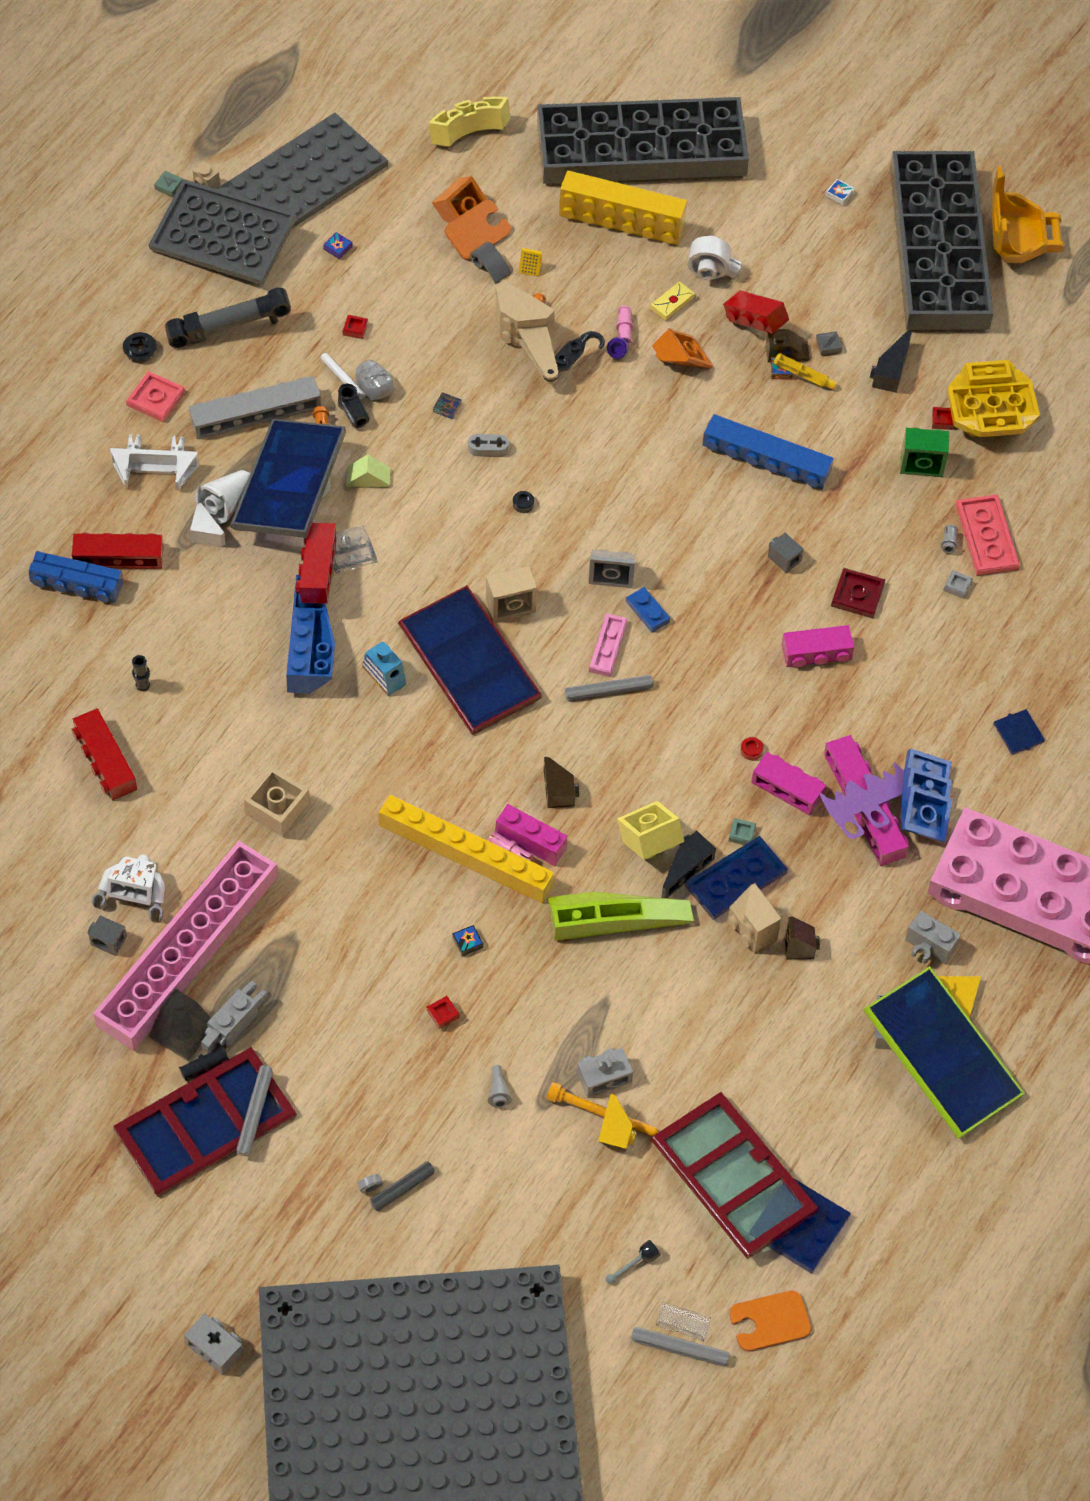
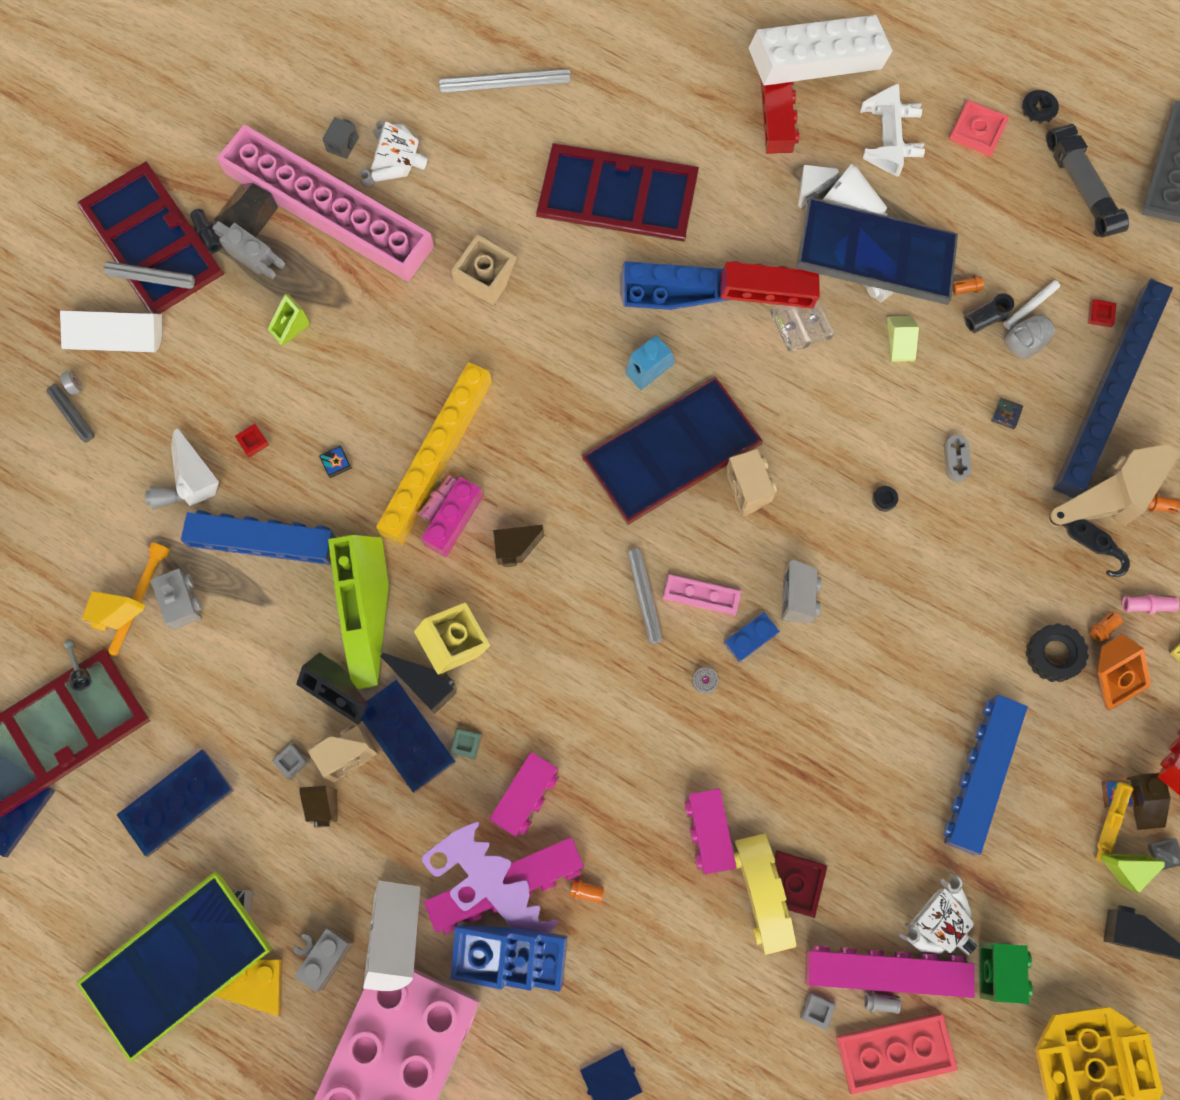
camera: 95 degrees right, 15 degrees up
(53, 787) = (504, 80): none -> axle
(67, 505) = (819, 49): none -> white brick
(75, 576) = (741, 80): blue brick -> none
(104, 754) = (539, 117): red brick -> none
(141, 673) = (627, 135): black pin -> none
(194, 693) = (618, 192): none -> door
(254, 407) = (975, 219): light grey brick -> none
(314, 1147) = (111, 331): none -> white brick
(315, 980) = (288, 320): none -> lime slope
(431, 325) = (1112, 389): none -> dark blue brick
(472, 1064) = (192, 476): none -> white slope
(545, 1001) = (257, 537): none -> blue brick
(617, 347) = (1115, 595): dark purple tile -> none
(648, 362) = (1102, 630): none -> orange pin
(665, 378) = (1077, 653): none -> black tyre
(683, 1147) = (77, 673): none -> black hinge
(686, 646) = (705, 680): none -> light grey tile
(693, 929) = (332, 686): none -> black slope
(752, 748) = (574, 755): red tile -> none
(759, 974) = (290, 761): none -> light grey tile
(785, 552) = (841, 794): dark grey brick -> none
(798, 1066) = (175, 803): none -> clear blue plate
(842, 363) = (1133, 870): none -> lime slope
(868, 606) = (766, 894): none -> light yellow brick
(869, 739) = (586, 891): none -> orange pin
(885, 490) = (943, 922): none -> white torso
(913, 870) = (392, 937): none -> white brick
(927, 531) = (890, 973): none -> dark pink brick
(942, 418) = (1069, 999): red tile -> none

